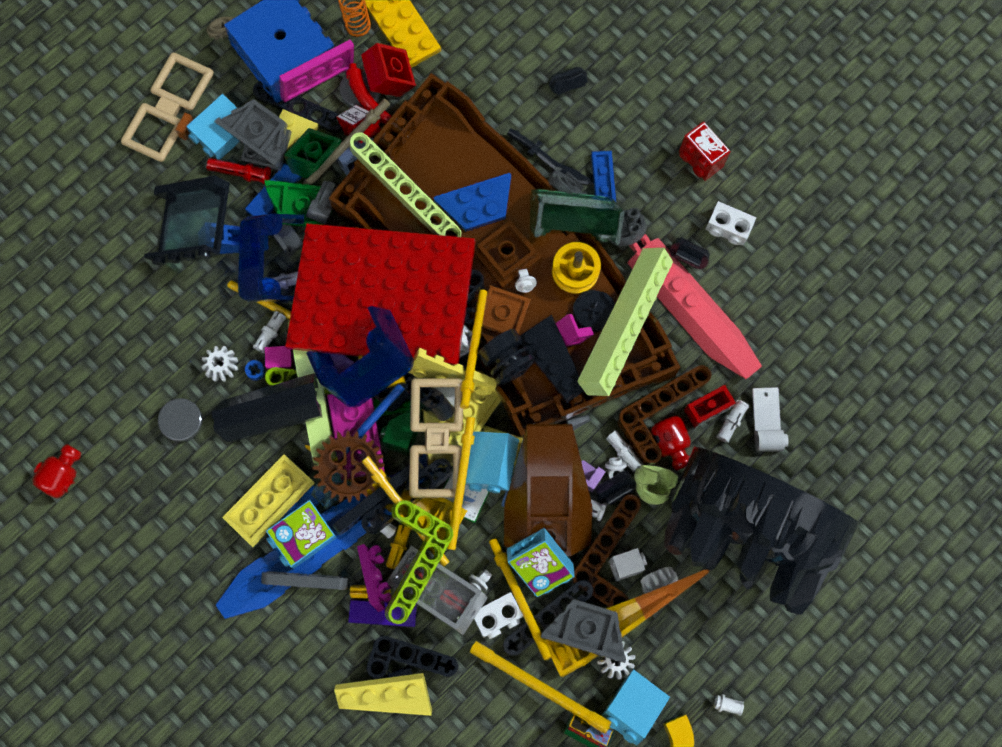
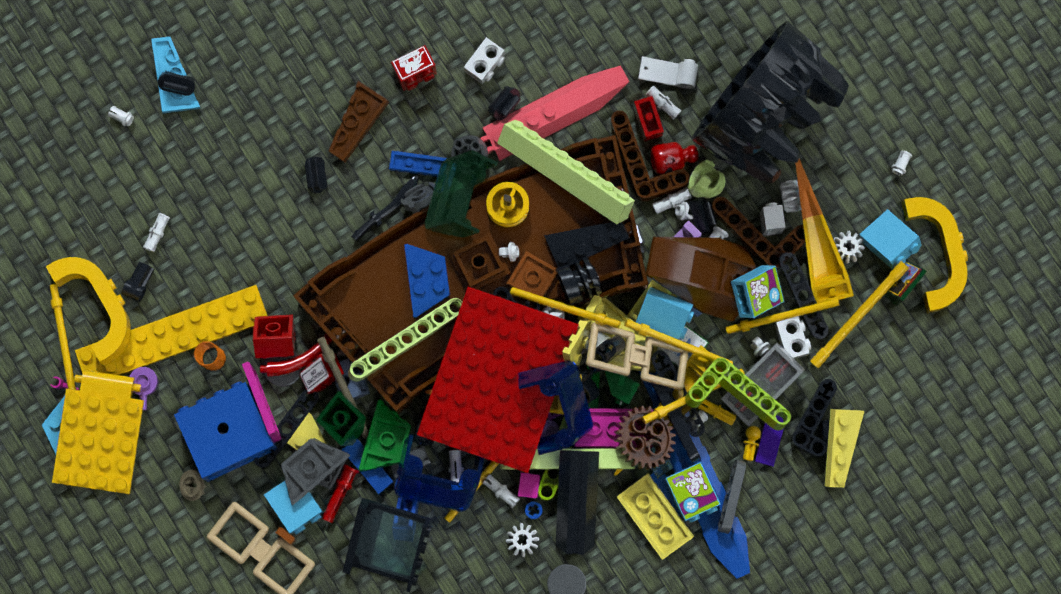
camera: 75 degrees left, 5 degrees up
(320, 207) = (396, 422): dark grey piece -> none
(373, 576) = (741, 435): magenta plate -> none
(376, 414) = (601, 401): blue bar -> none
(570, 333) = (564, 222): dark pink panel -> none
(588, 630) = (821, 263): dark grey wing -> none
(592, 309) = (547, 198): black tile -> none
(640, 113) = (360, 116): none -> reddish brown wing

